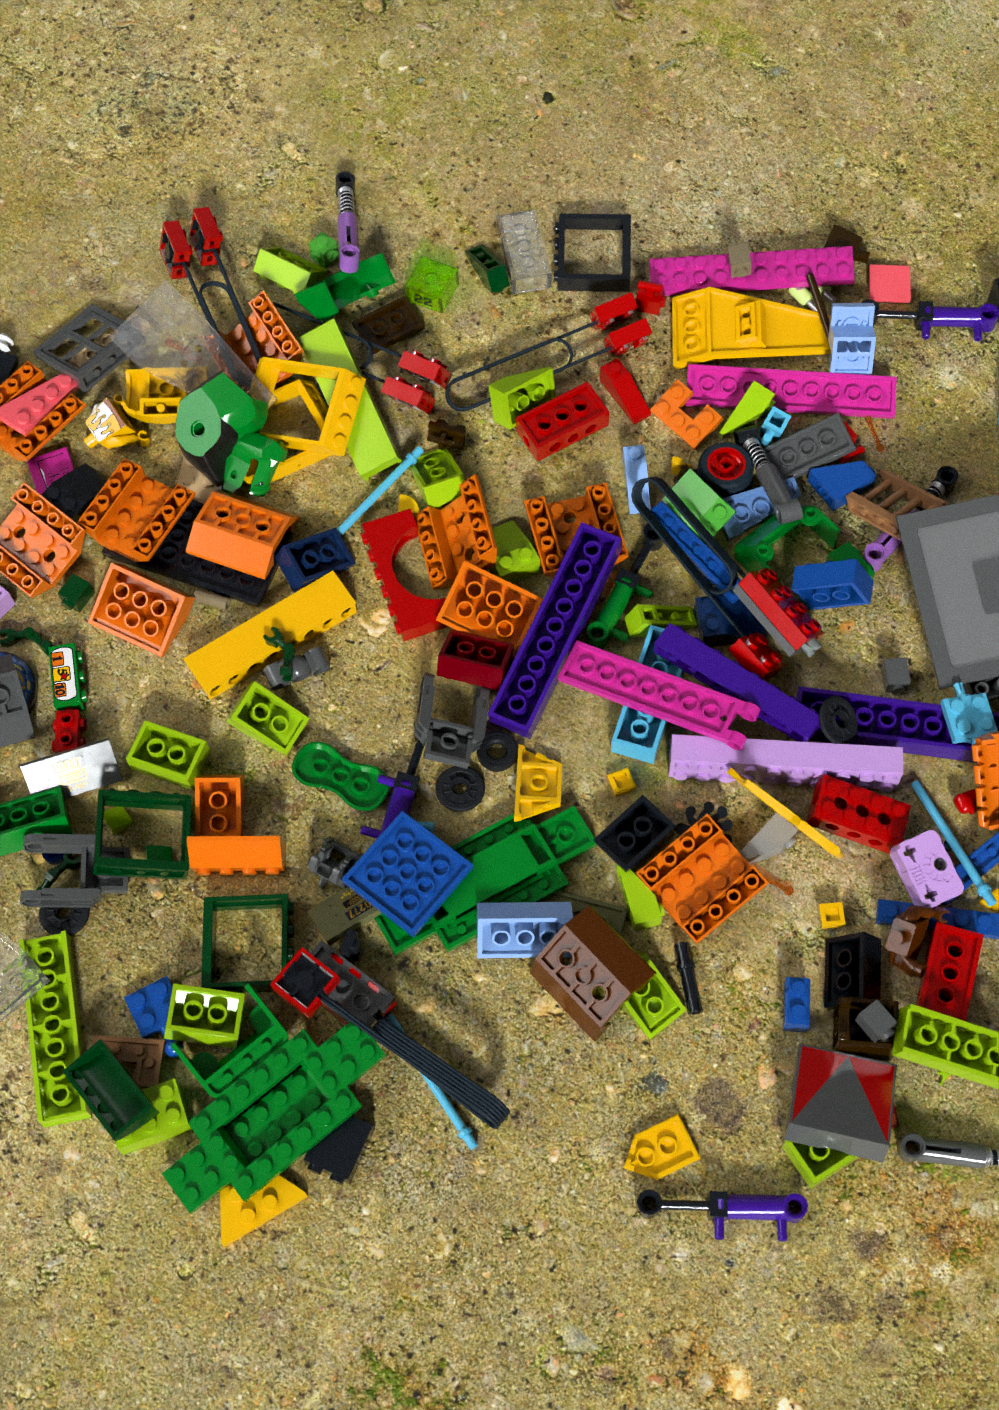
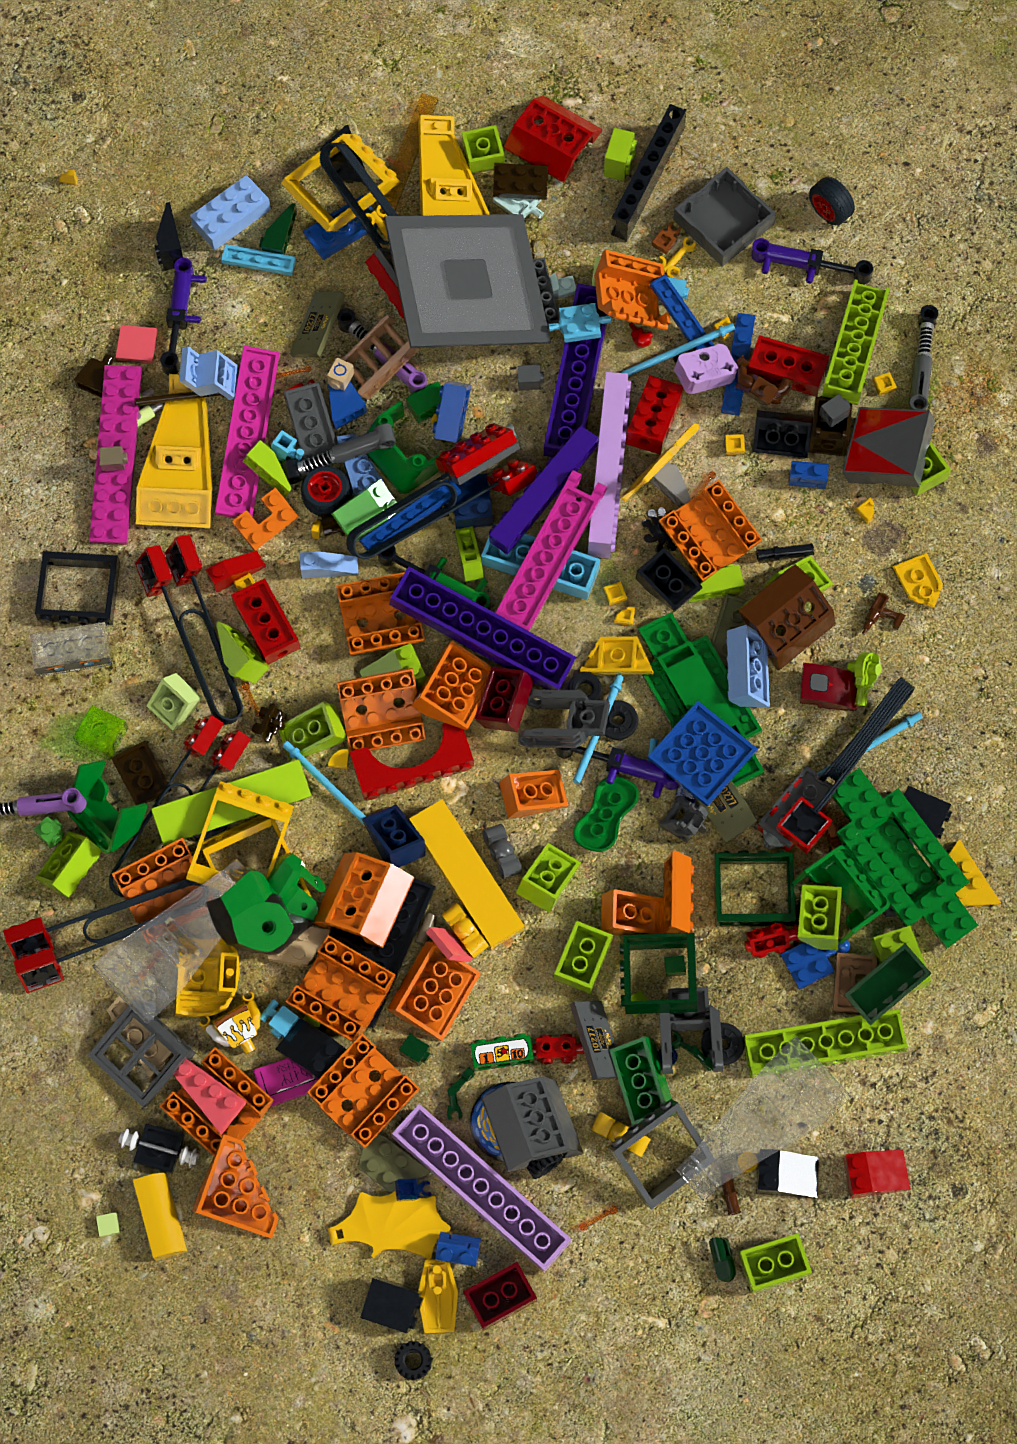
camera: 90 degrees left, 5 degrees up
(108, 463) = (281, 1021): none -> medium azure brick
(183, 959) = (770, 939): none -> red brick
(185, 616) = (449, 944): none -> coral tile
(204, 633) = (465, 930): none -> yellow piece
(289, 651) = (490, 852): dark green piece -> none
(319, 1033) = (831, 835): none -> dark orange plate
(351, 947) = (762, 801): black plate -> none
(367, 700) = (533, 793): none -> orange slope
(470, 347) = (174, 701): none -> yellowish green slope
(471, 773) = (615, 688): none -> medium azure bar
(488, 268) = (85, 682): dark green slope -> none
(489, 415) = (246, 686): none -> clear orange hinge
(506, 1031) = (828, 687): none -> dark red slope
(524, 1081) = (865, 675): none -> lime pin
(592, 795) = (625, 617): none -> yellow tile
(612, 404) = (244, 582): none -> yellow tile
(616, 1095) = (877, 610): none -> reddish brown piece
(650, 297) = (135, 541): red brick -> none
(732, 1206) = (963, 534): dark purple piece -> none
(756, 1082) = (866, 510): none -> yellow tile
(827, 718) = (581, 416): black wheel -> none
(867, 468) = (340, 374): none -> tan brick
(935, 449) = (317, 324): none -> olive tile
(942, 1106) = (884, 383): none -> yellow tile

